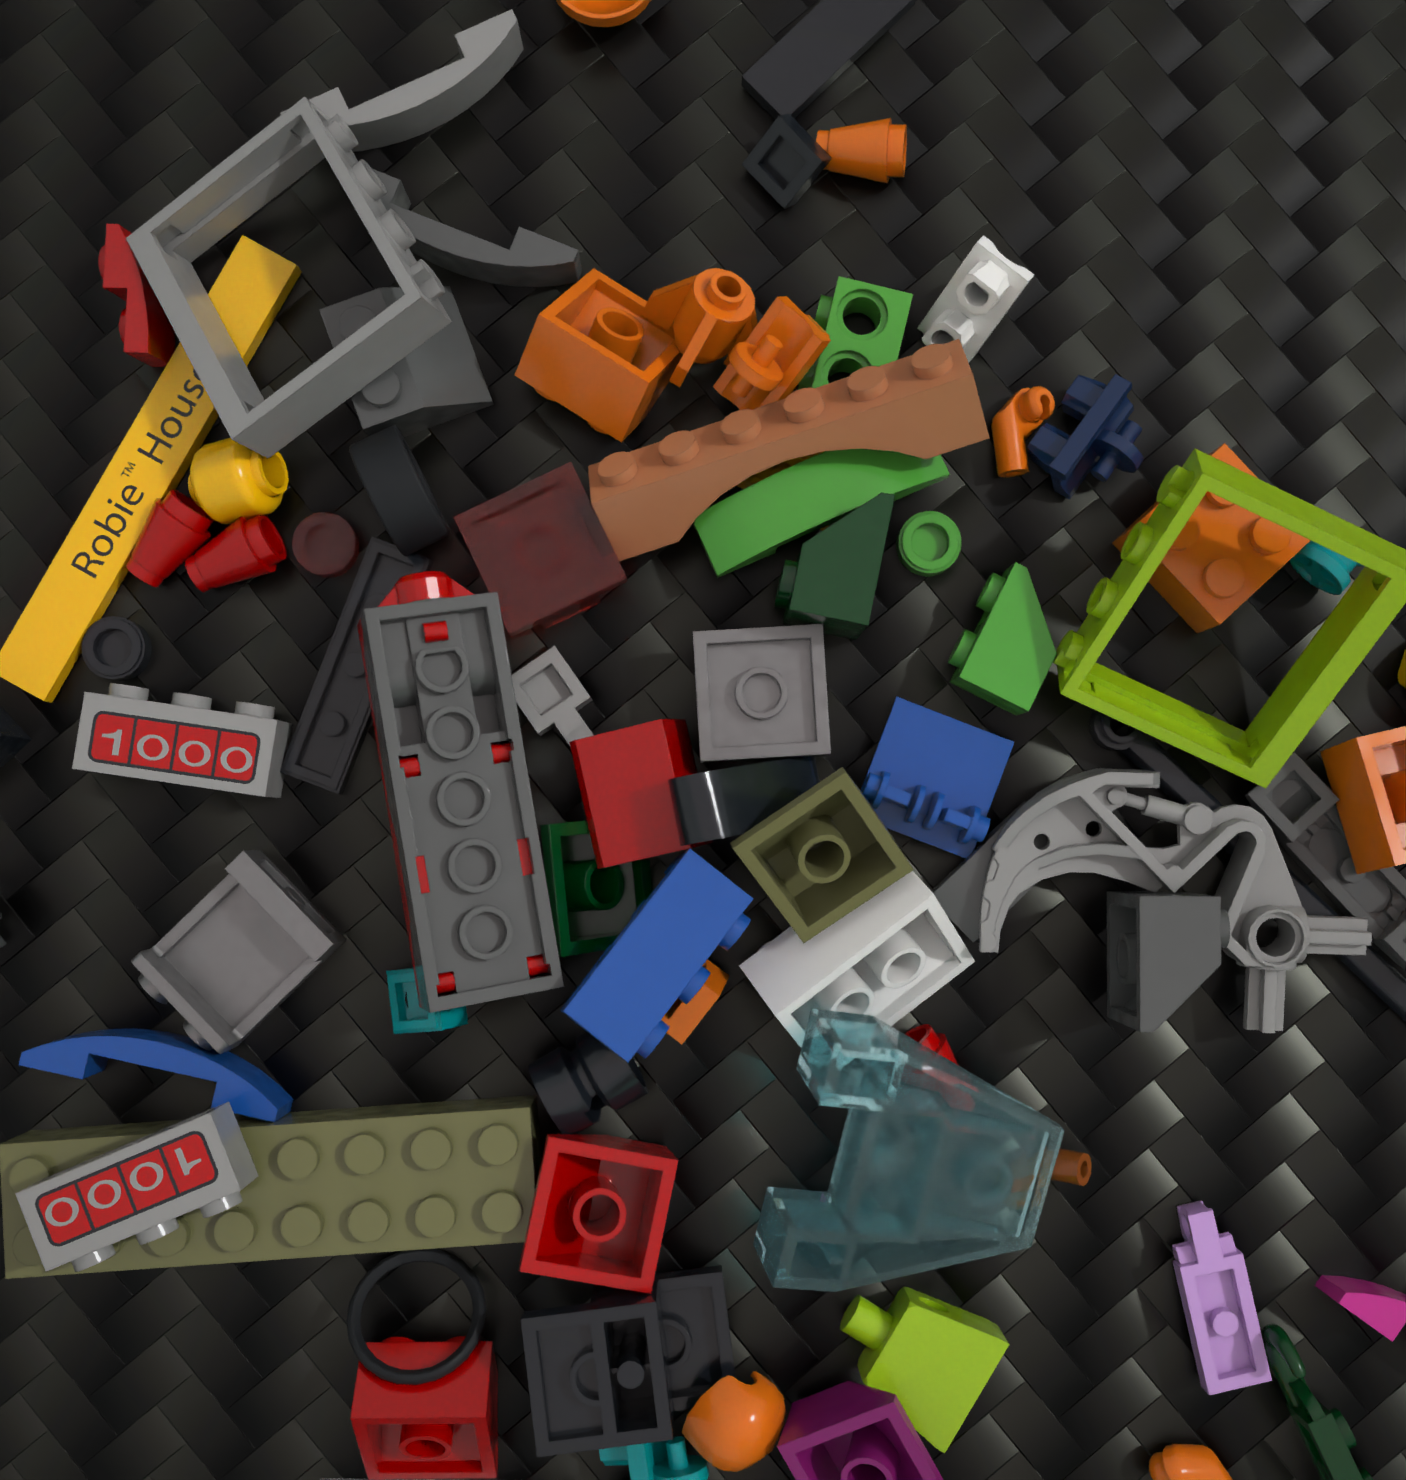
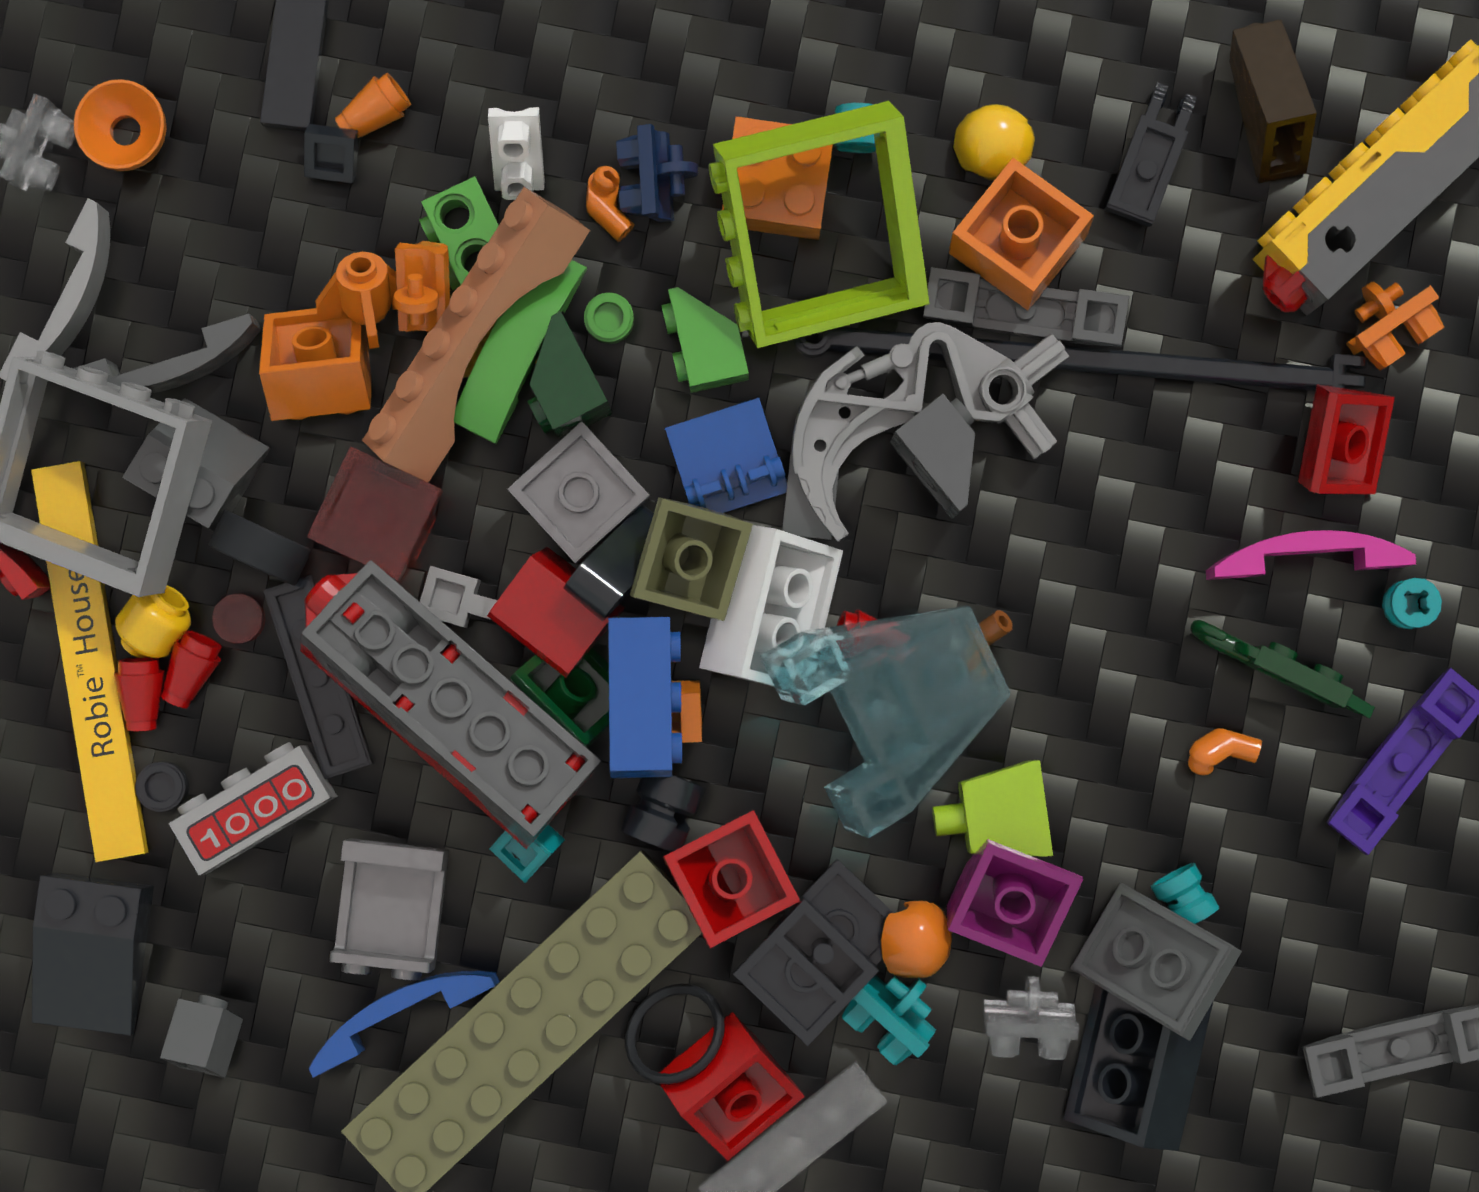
camera: 30 degrees left, 0 degrees up
(138, 1189) = (446, 1079): light grey brick -> none
(1218, 1304) = (1152, 637): lavender hinge -> none

